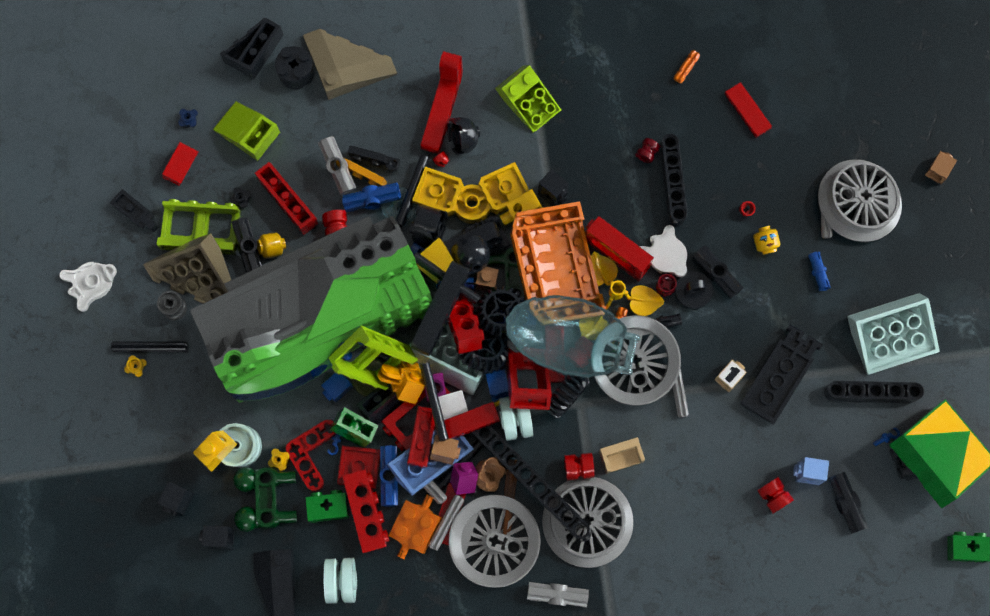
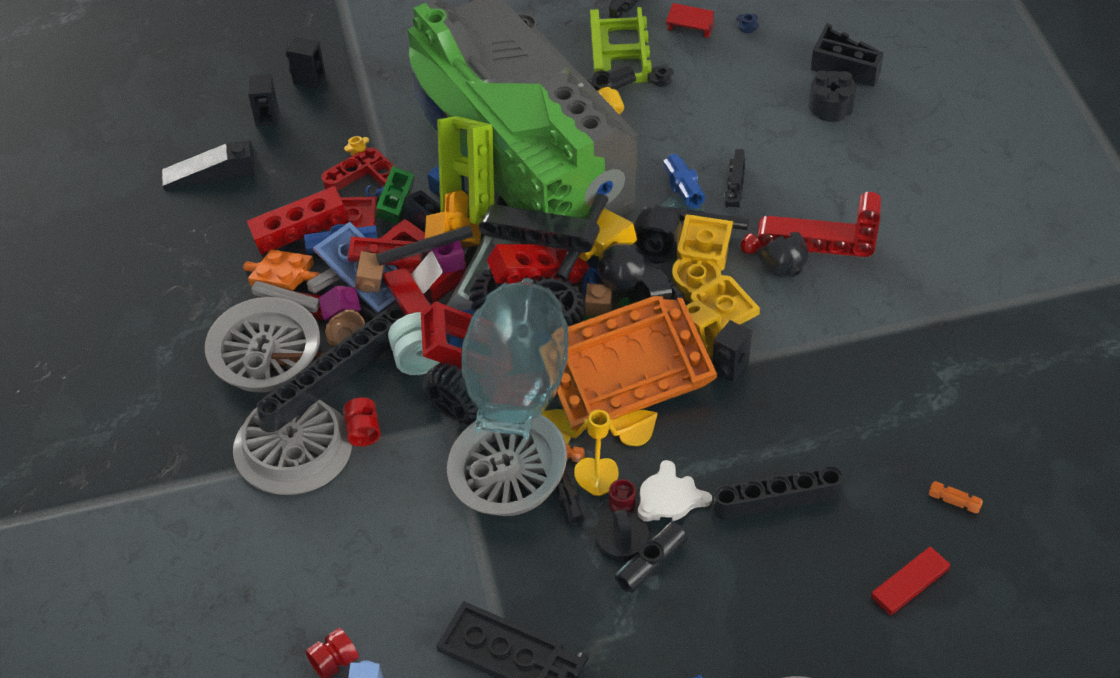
camera: 85 degrees right, 25 degrees down
(192, 268) = (575, 36): dark tan slope -> none
(214, 449) = (355, 67): yellow torso -> none
(247, 130) = (741, 69): lime slope -> none
(249, 447) = (368, 104): light aqua wheel -> none
(266, 500) = (310, 138): dark green piece -> none
(286, 198) = (667, 106): red brick -> none
(318, 513) = (301, 182): green brick -> none
(332, 154) = (713, 136): light grey piece -> none
(334, 221) = (648, 154): red wheel -> none
(342, 579) = (214, 203): light aqua wheel -> none
(345, 65) = (850, 142): dark tan slope -> none
(361, 172) = (715, 171): light orange hinge -> none
(528, 98) = (856, 320): lime slope -> none
(557, 594) = (197, 419): light grey piece -> none
(618, 248) = (661, 430): red piece -> none
(622, 455) = (379, 469): tan panel -> none
(647, 151) = (809, 454): dark red wheel -> none
(680, 398) = (477, 529): light grey axle -> none
(731, 375) = (501, 586): brick -> none
(750, 211) = (758, 583): red hinge -> none
(766, 240) = (710, 615): yellow head -> none

